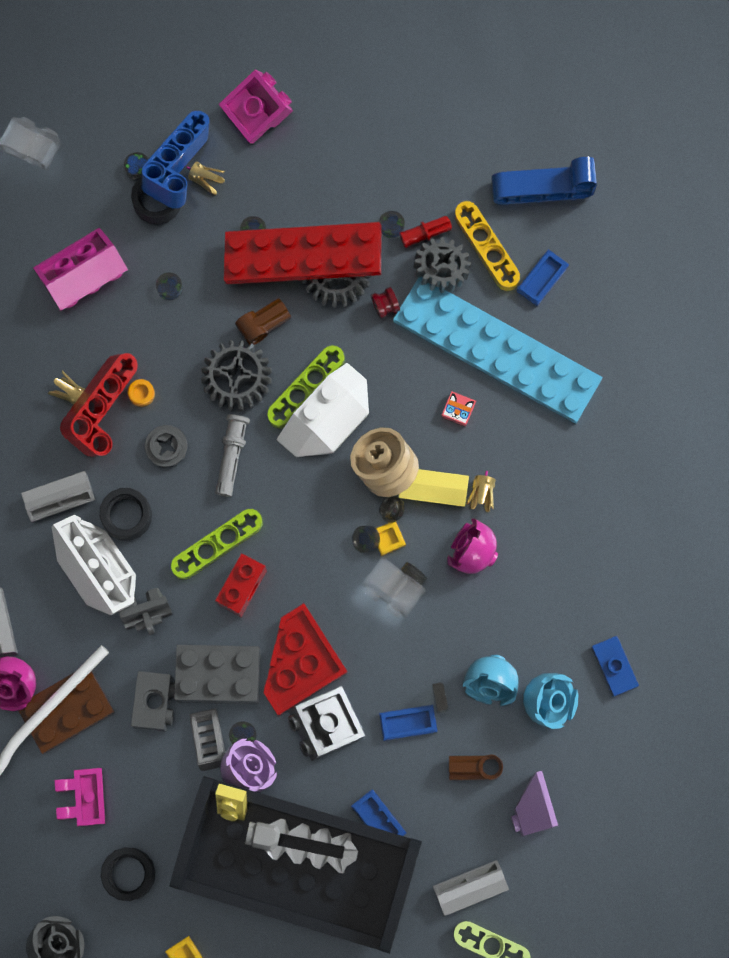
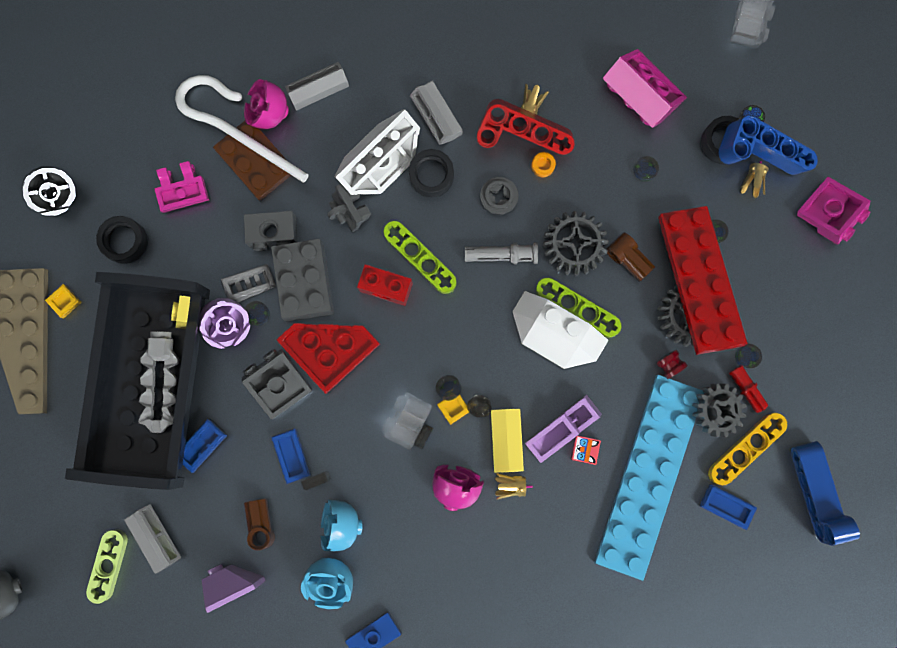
camera: 80 degrees right, 5 degrees up
(384, 462) = (519, 391): tan wheel -> none
(432, 426) = (563, 428): none -> lavender slope

